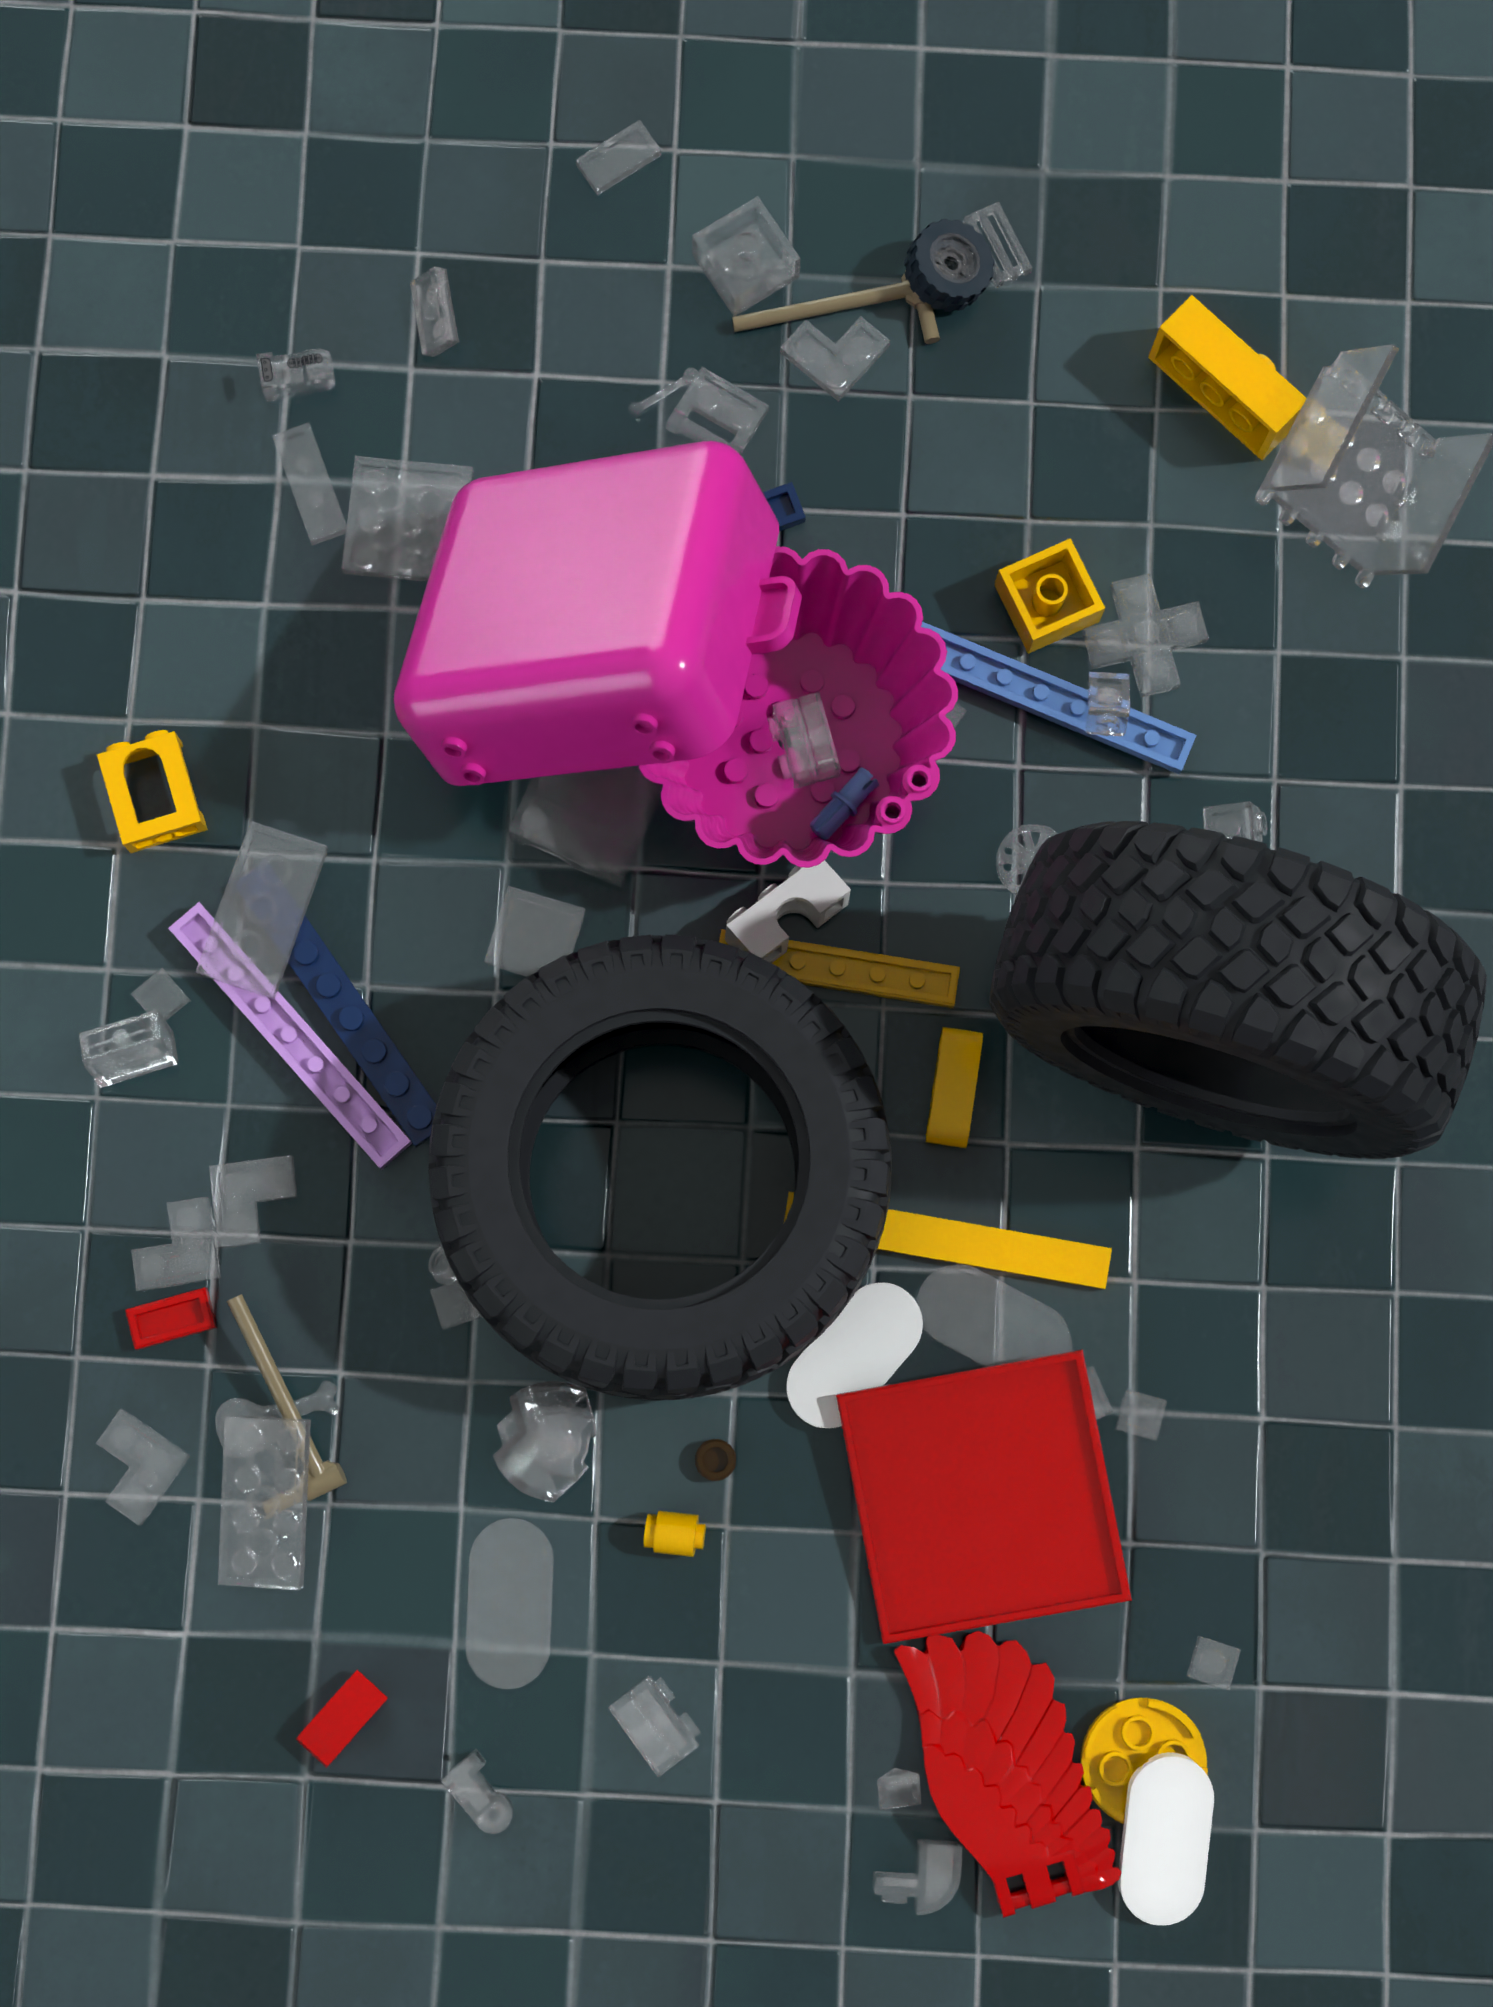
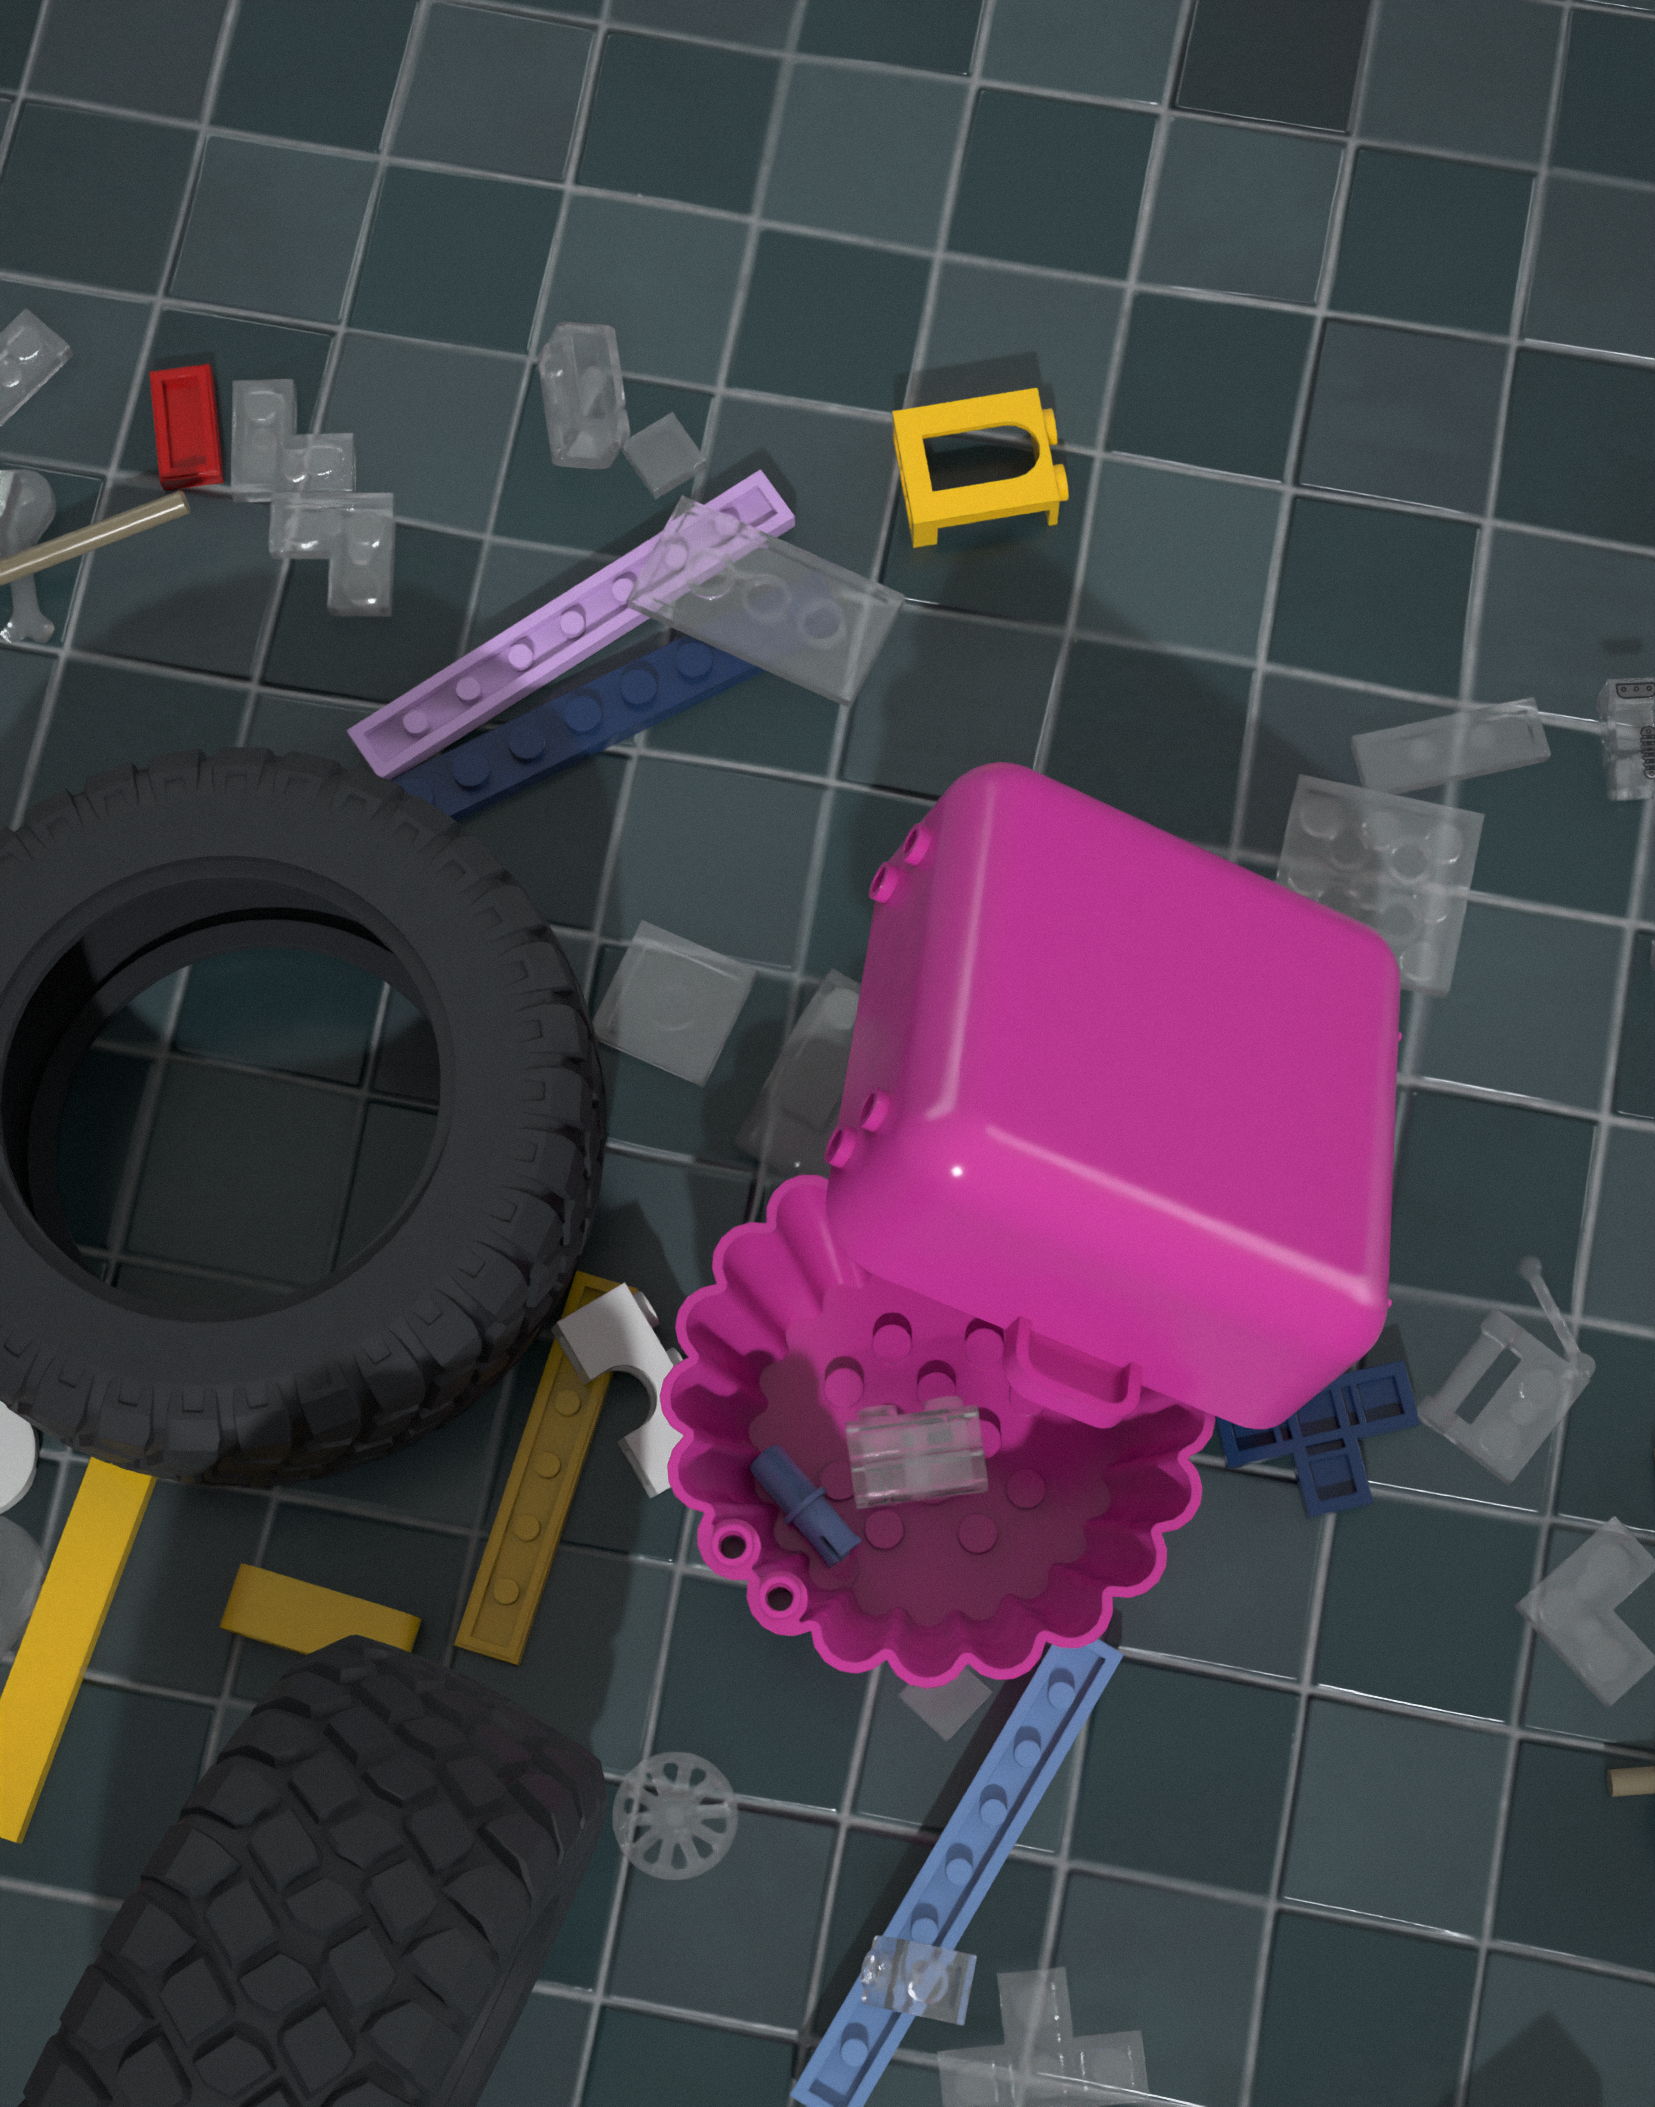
camera: 105 degrees right, 5 degrees down
(1049, 595) = (1122, 1910): yellow brick -> none

